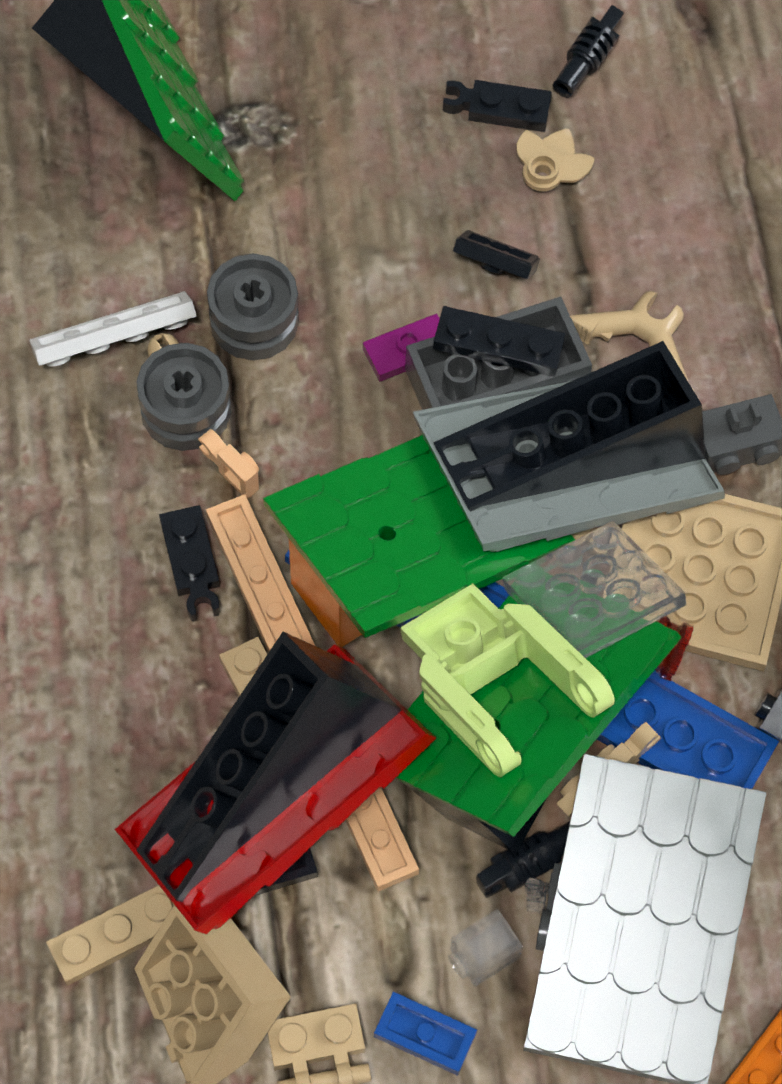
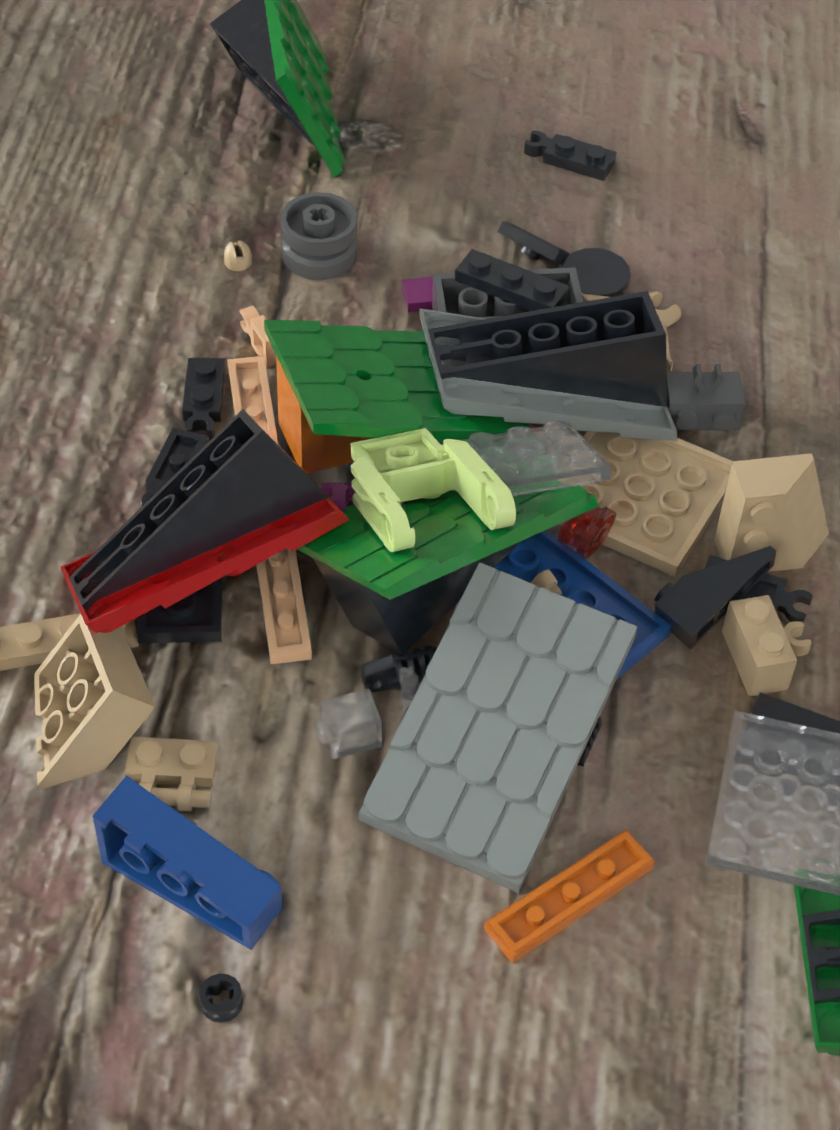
camera: 15 degrees right, 15 degrees down
(128, 324) = (186, 233): white plate -> none
(183, 395) = (236, 276): dark grey wheel -> none
(195, 671) = (175, 453): none -> black plate
(395, 668) = (339, 493): none -> magenta hinge
(425, 1033) = (271, 779): blue plate -> none
(552, 156) = (602, 197): tan plate -> none
(576, 274) = (599, 271): none -> black tile
(588, 51) = (655, 132): black hinge -> none

